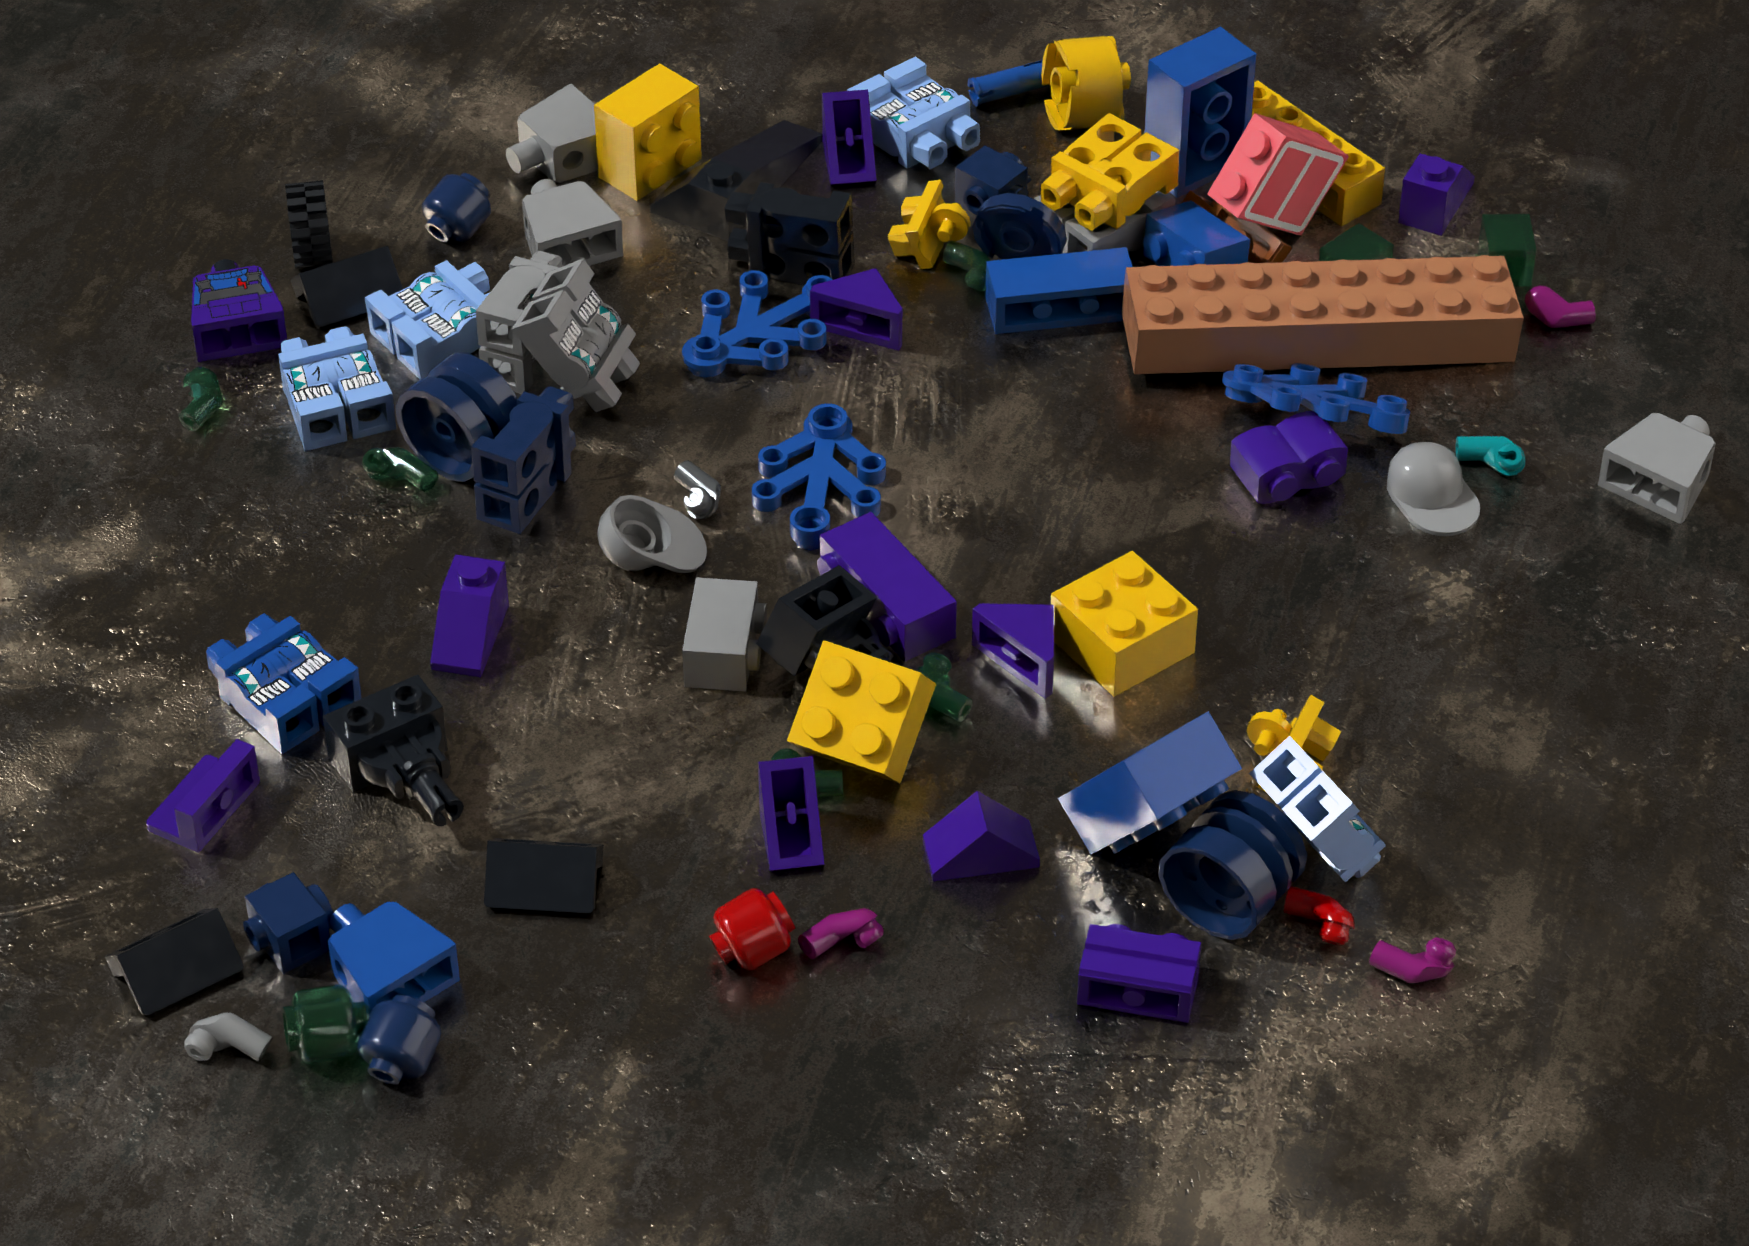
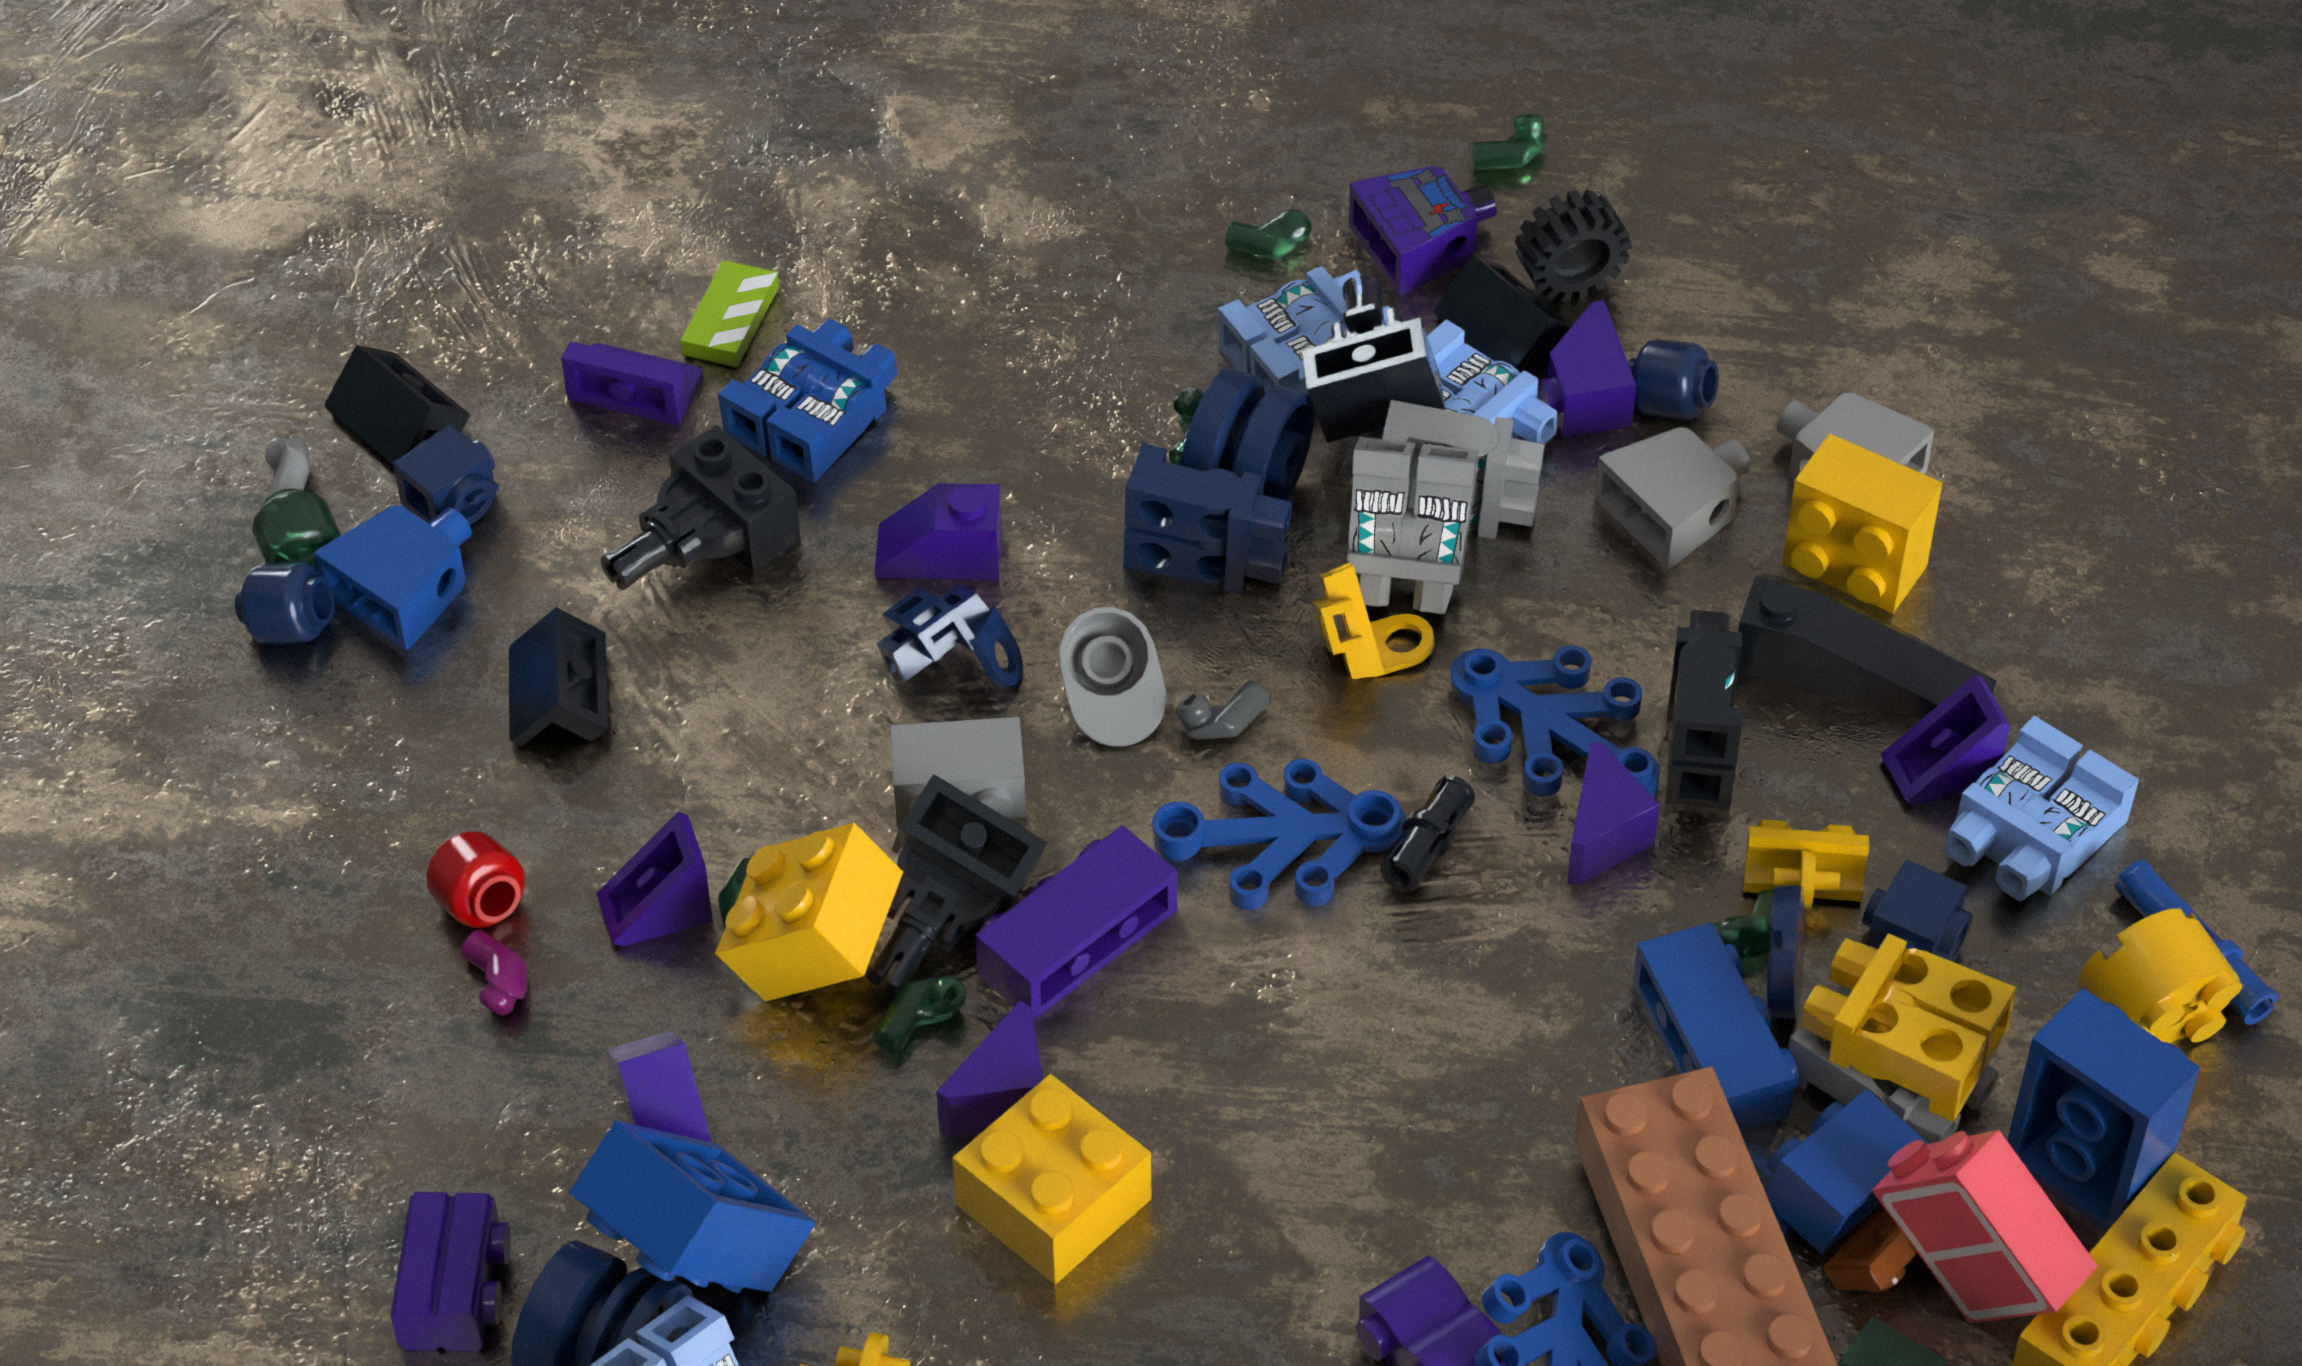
camera: 80 degrees right, 5 degrees up
(148, 730) = (729, 313): none -> lime tile
(163, 252) = (1516, 150): none -> clear green arm
(415, 324) = (1376, 363): none -> black brick
(427, 240) = (1590, 377): none -> dark purple slope
(565, 634) = (931, 626): none -> dark blue piece
(650, 398) = (1364, 641): none -> yellow piece
(850, 397) = (1427, 833): none -> black pin

